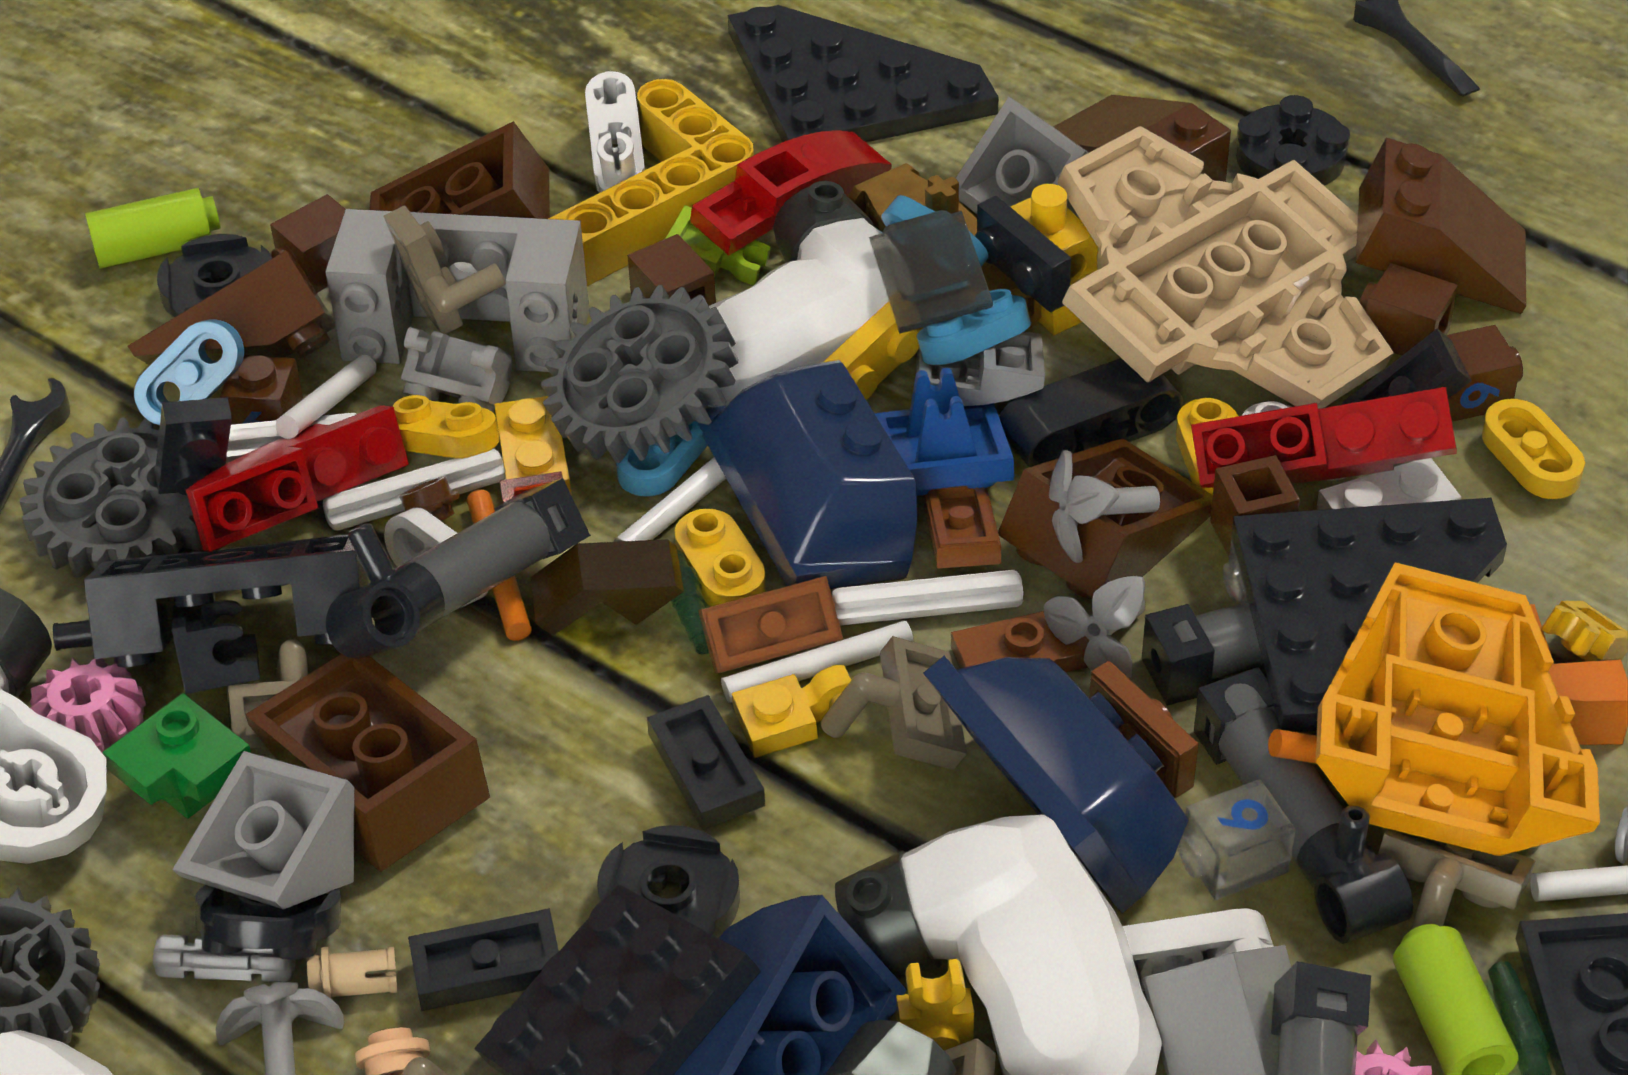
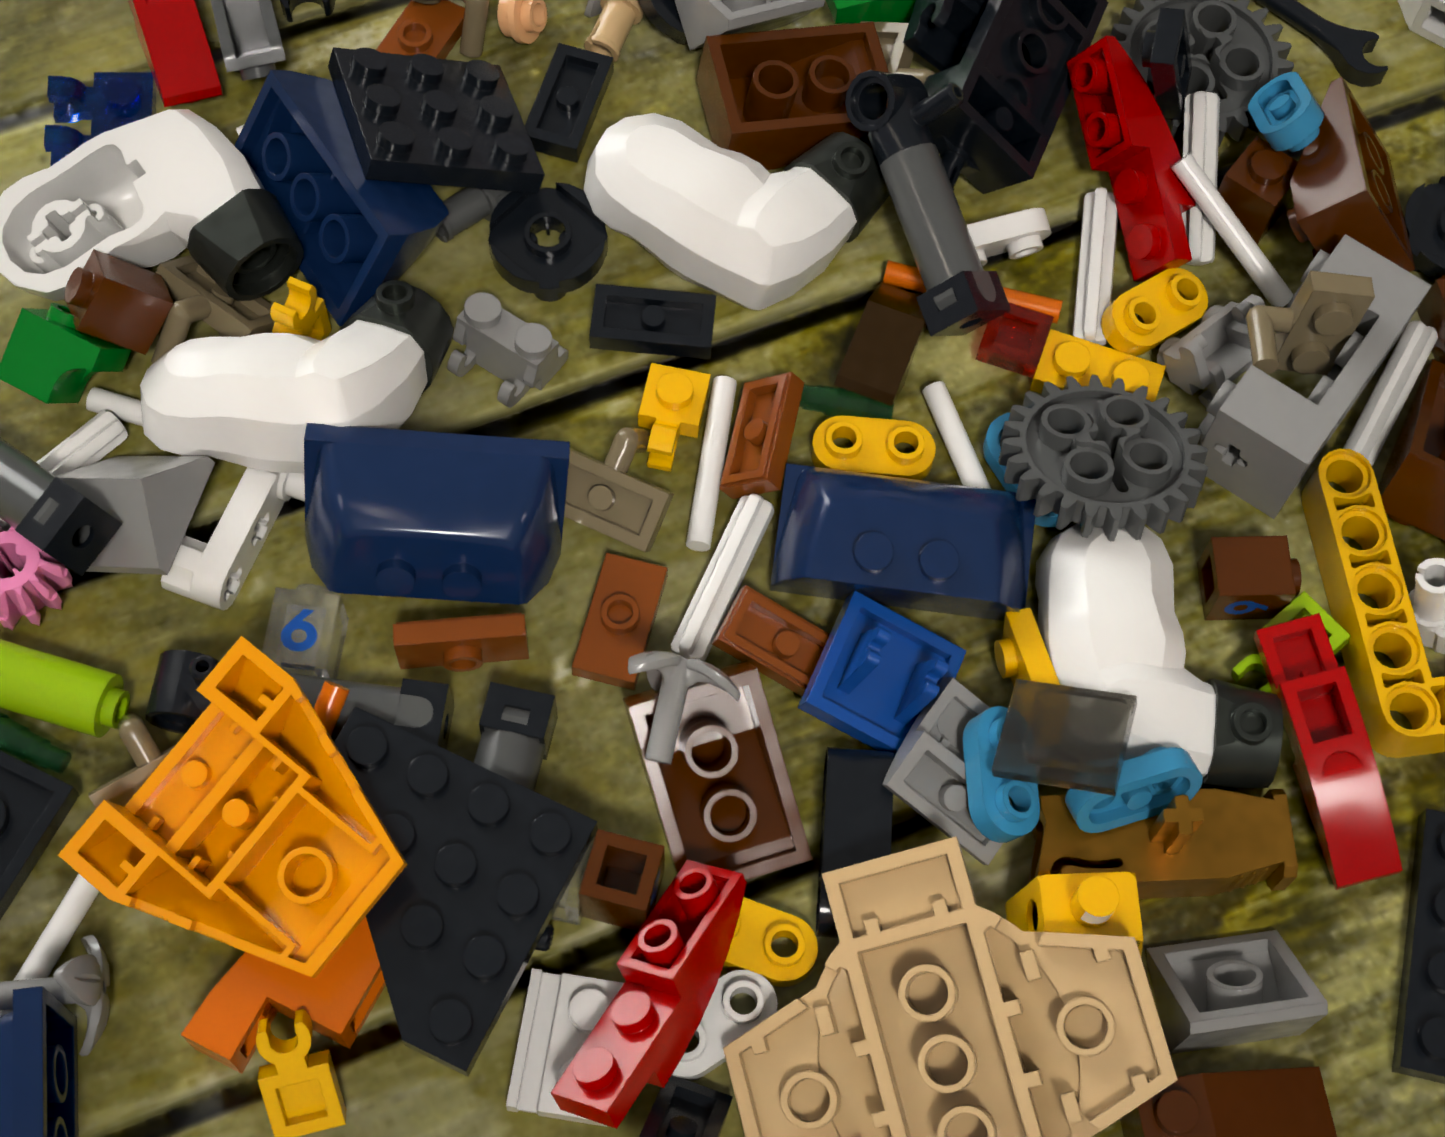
camera: 115 degrees right, 20 degrees up
(433, 496) = (1062, 258): reddish brown plate -> none
(561, 738) = (723, 214): none -> white piece
(821, 841) = (506, 347): none -> light grey piece
(1023, 253) = (1087, 850): black plate -> none
(1113, 607) = (575, 671): light grey plant -> none

